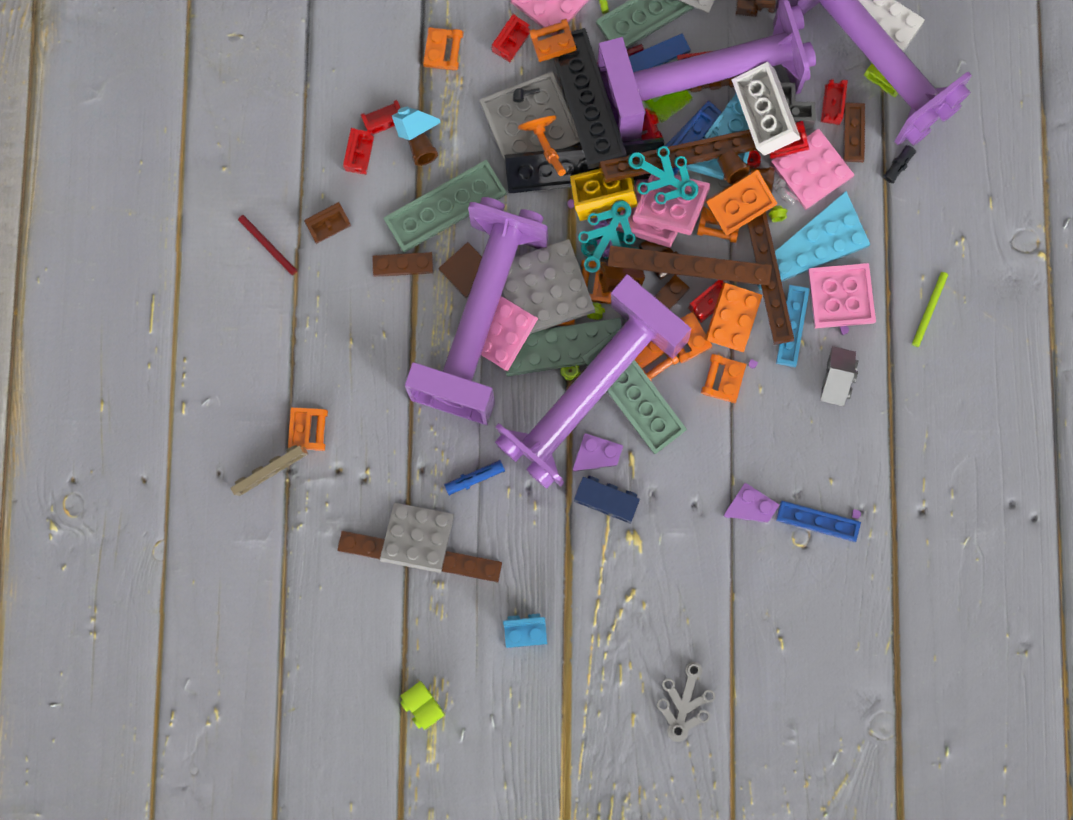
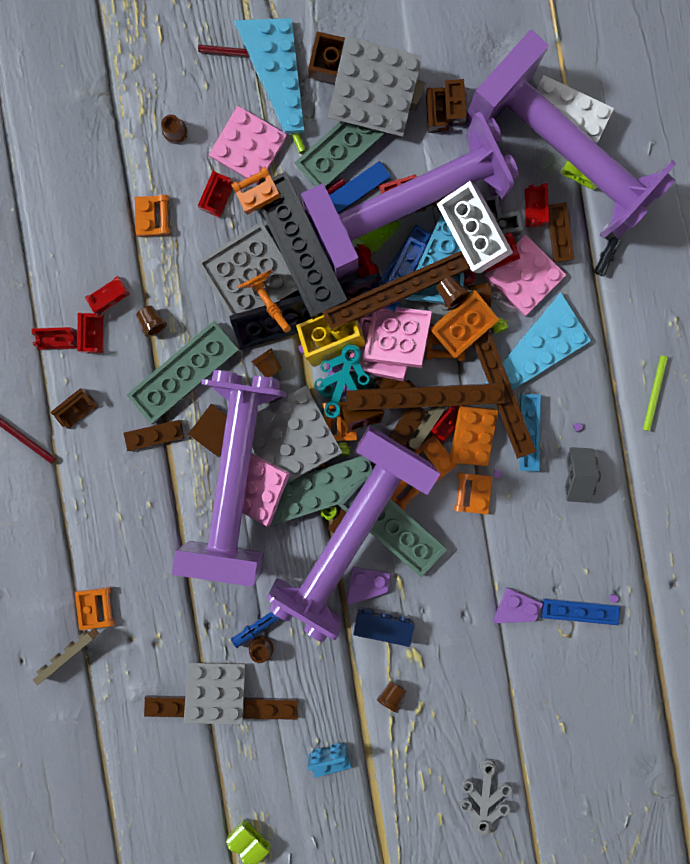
camera: 10 degrees left, 10 degrees up
(321, 150) = (55, 338): none -> red hinge
(413, 122) = (136, 297): medium azure slope -> none
(473, 502) = (261, 649): none -> reddish brown piece
(519, 93) = (233, 250): black hand -> none
(534, 204) = (267, 363): none -> reddish brown piece
(603, 574) = (392, 696): none -> reddish brown piece
(665, 177) = (389, 315): teal plant -> none
(683, 302) = (426, 426): none -> dark tan plate
(841, 295) = (571, 395): bright pink plate -> none

